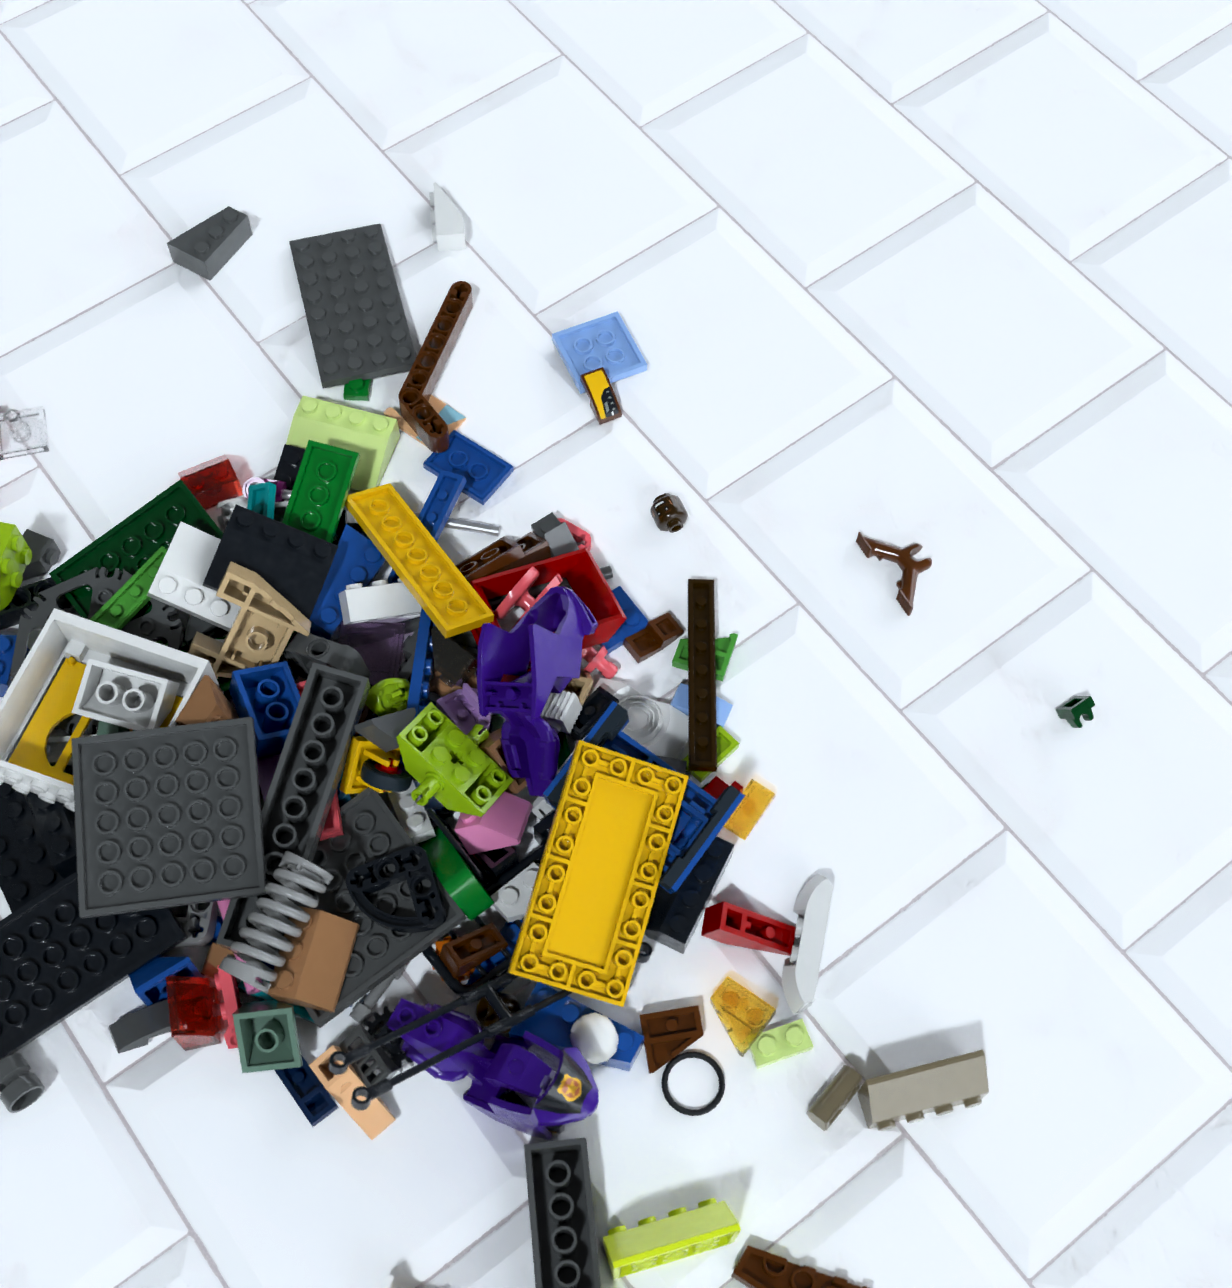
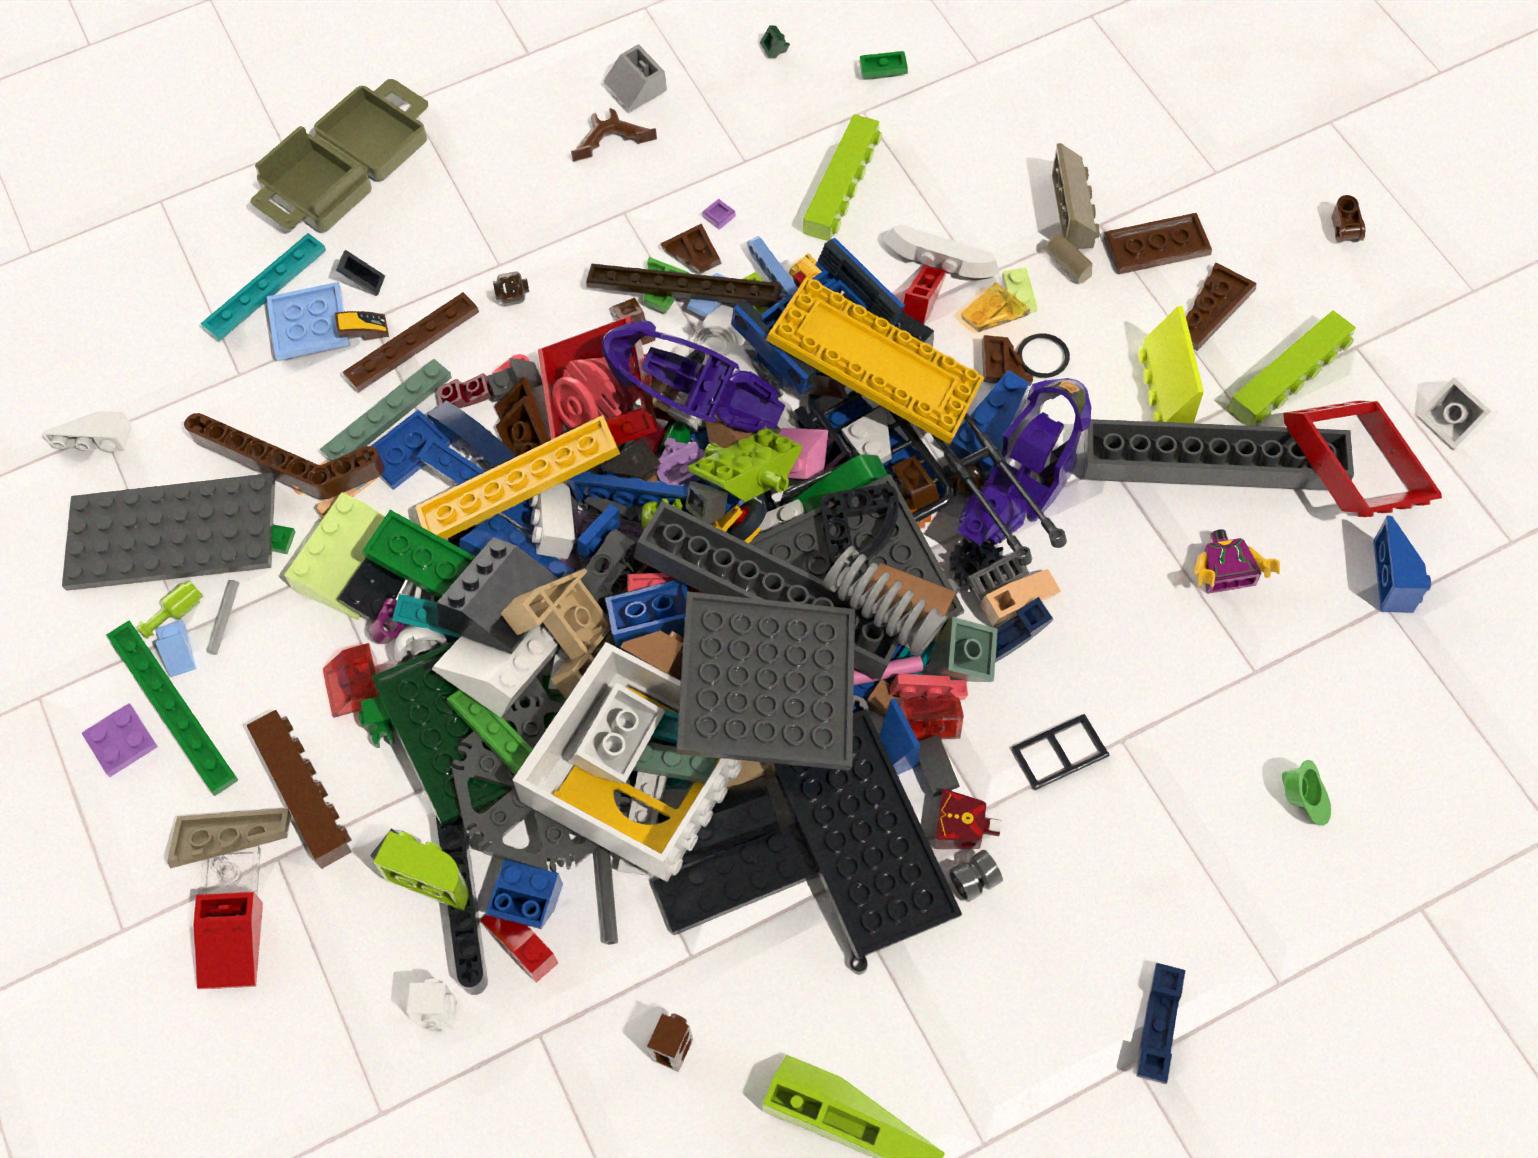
camera: 75 degrees left, 0 degrees up
(53, 415) = (223, 833): none -> dark tan wing
(78, 1062) = (963, 822): none -> dark red torso
(98, 462) = (299, 789): none -> reddish brown brick
(145, 322) = (119, 740): none -> medium lavender plate
(152, 1175) = (1051, 735): none -> black window
(175, 350) = (172, 708): none -> green plate
(211, 243) = (39, 663): dark grey wedge -> none
(233, 340) = (175, 648): none -> light blue slope
(271, 366) = (223, 617): none -> light grey bar
(274, 325) = (174, 605): none -> lime piece
(372, 646) = (596, 533): none -> blue plate
(481, 517) = (470, 435): none -> dark blue slope
(506, 441) = (388, 411): none -> sand green plate
(539, 498) = (466, 393): none -> dark red slope
(591, 443) = (410, 342): none -> reddish brown plate
(594, 1037) = (1007, 398): white hair -> none
(632, 308) = (265, 284): none -> teal plate
(658, 379) = (360, 272): none -> black slope
(744, 762) = (770, 265): none -> medium blue beam
(759, 678) = (693, 249): none -> reddish brown wing
(777, 317) = (329, 172): none -> olive piece
(816, 695) = (719, 214): none -> medium lavender tile
(891, 1211) = (1157, 243): none -> reddish brown tile
(896, 815) = (841, 178): none -> lime brick
(976, 575) = (635, 78): none -> light grey slope
(1079, 837) = (883, 64): none -> green plate

